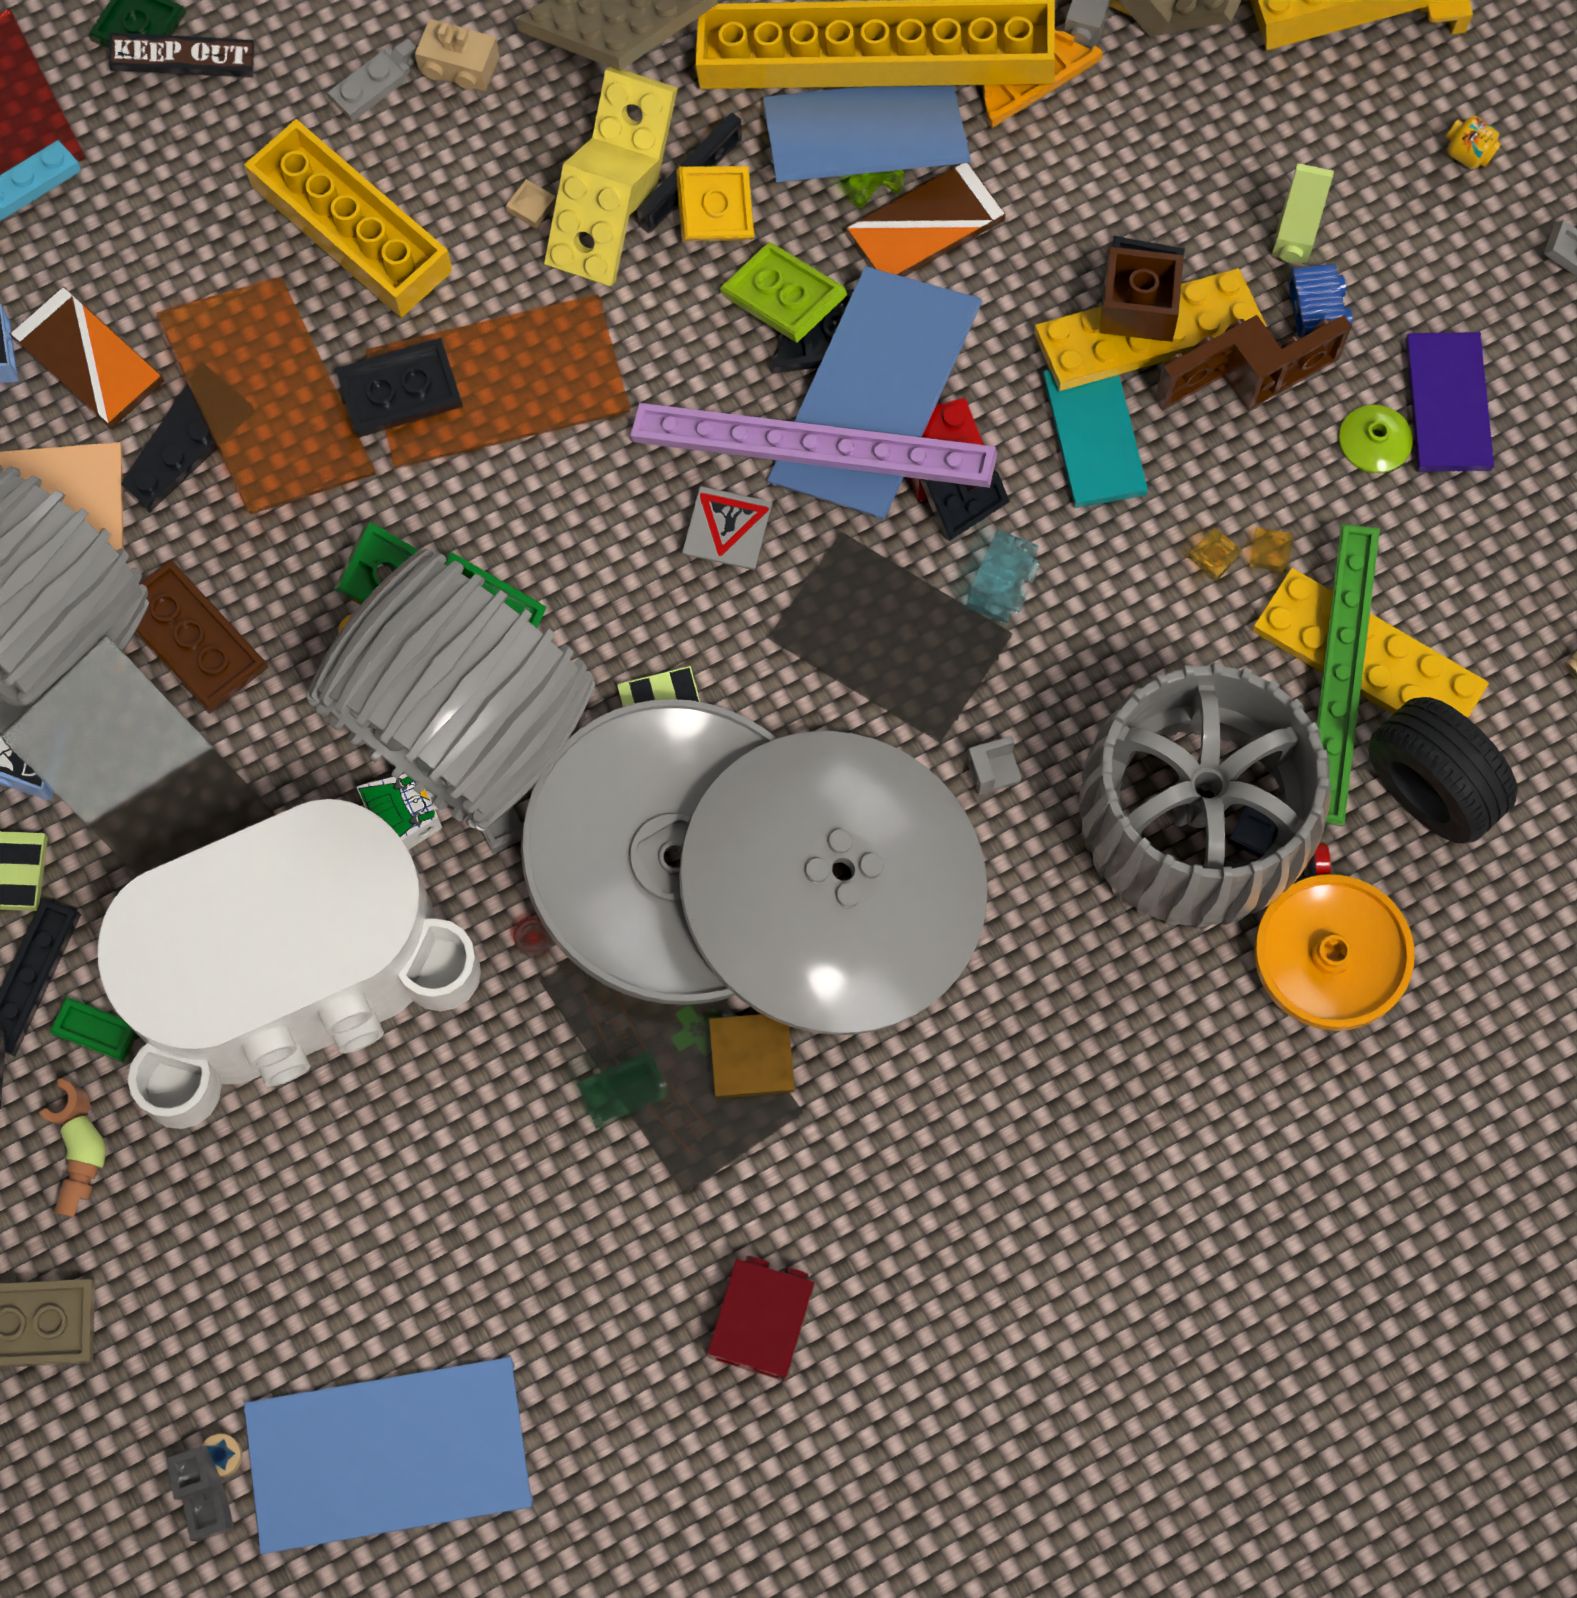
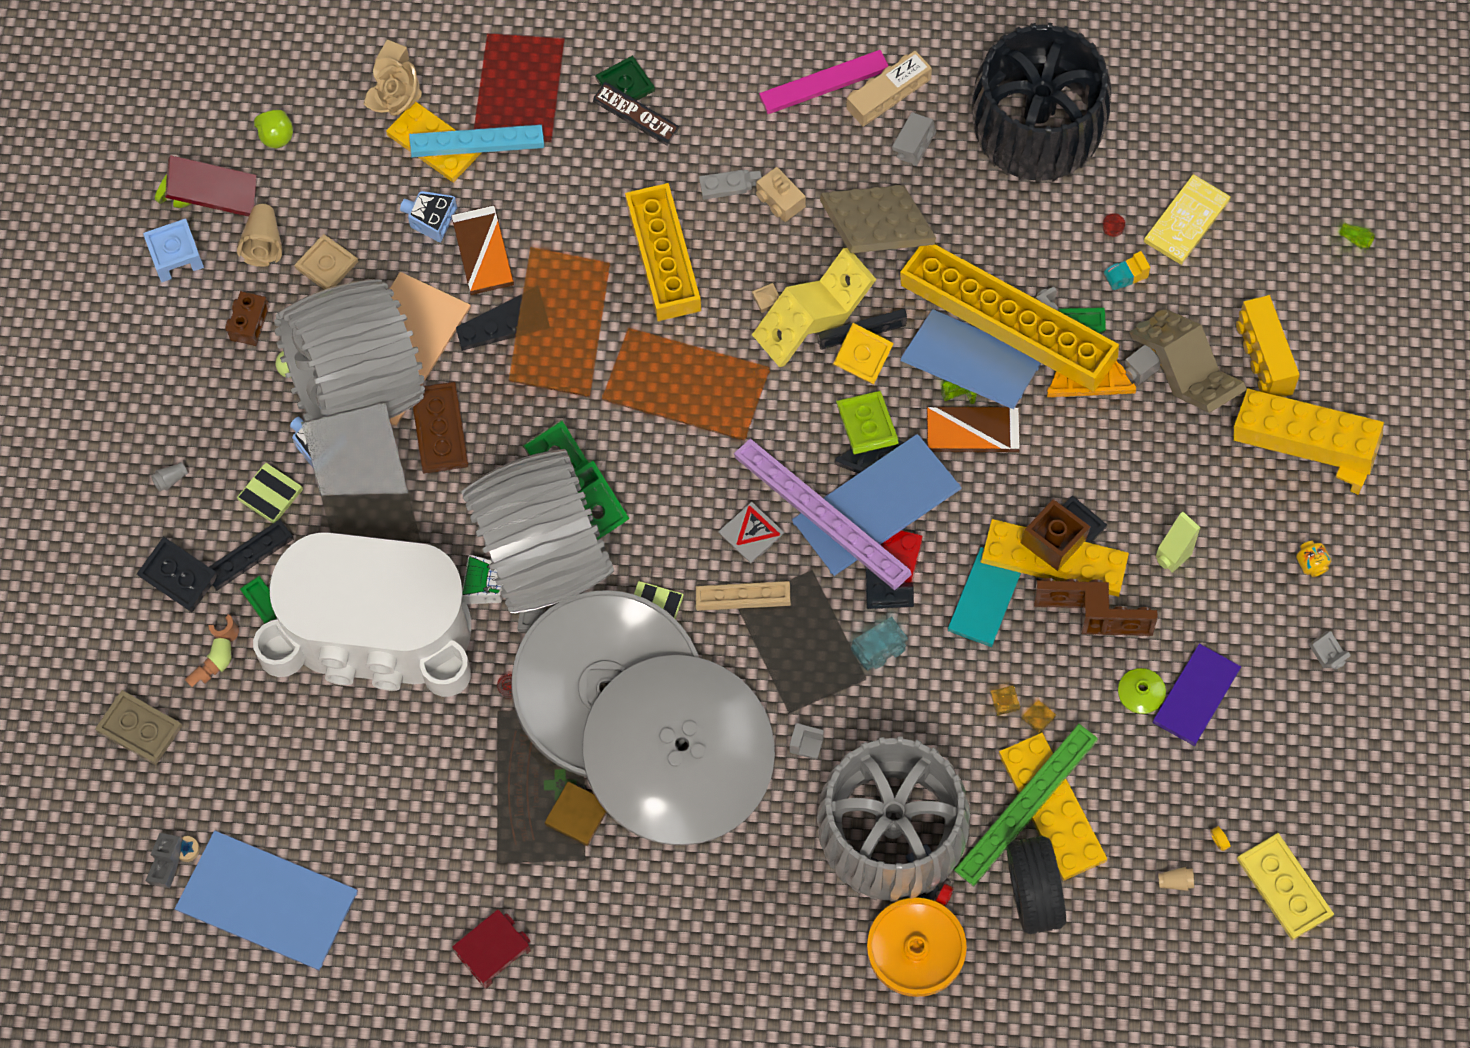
camera: 35 degrees right, 5 degrees down
(399, 387) = (629, 358): black plate -> none
(622, 1089) = (499, 789): clear green panel -> none
(773, 620) = (743, 595): none -> tan tile
(1317, 296) = (1160, 595): blue brick -> none

